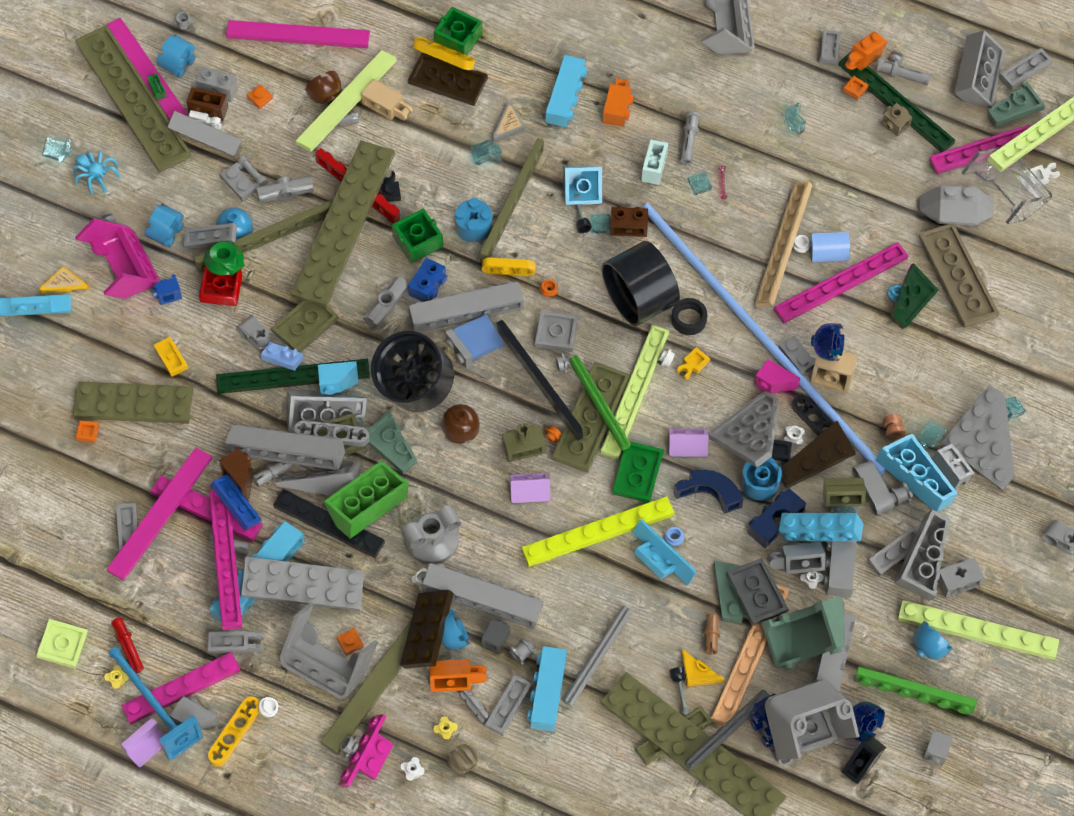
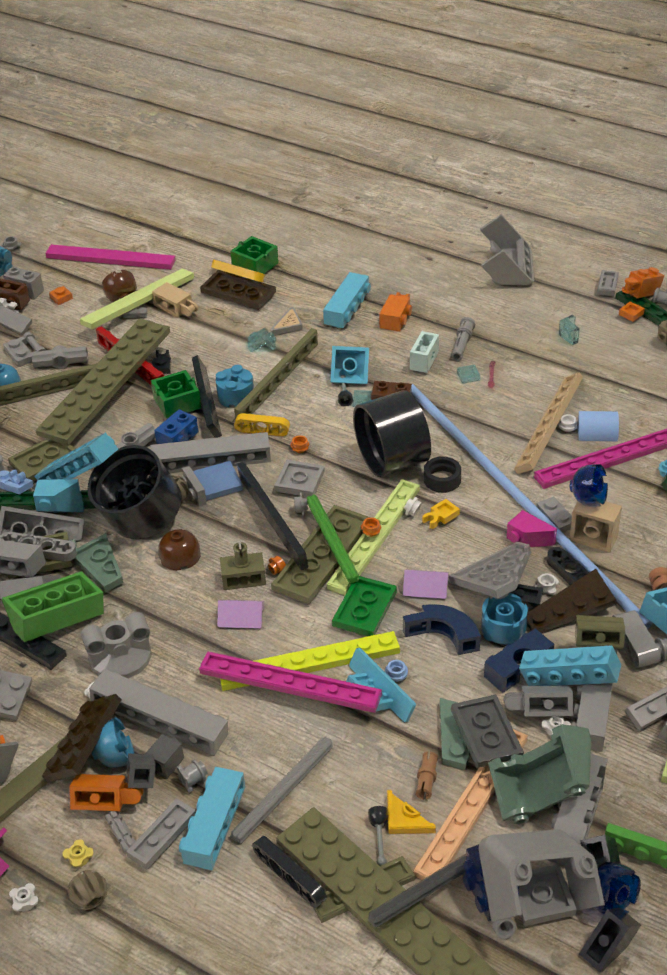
camera: 10 degrees right, 20 degrees down
(352, 345) = (80, 459): none -> medium azure brick
(448, 237) = (206, 397): none -> black tile
(482, 655) = (140, 770): none -> dark grey brick
(588, 558) = (291, 681): none -> dark pink tile
(616, 728) = (289, 871): none -> black beam
(632, 382) = (371, 526): none -> orange plate
(854, 691) = (602, 848): none -> black brick

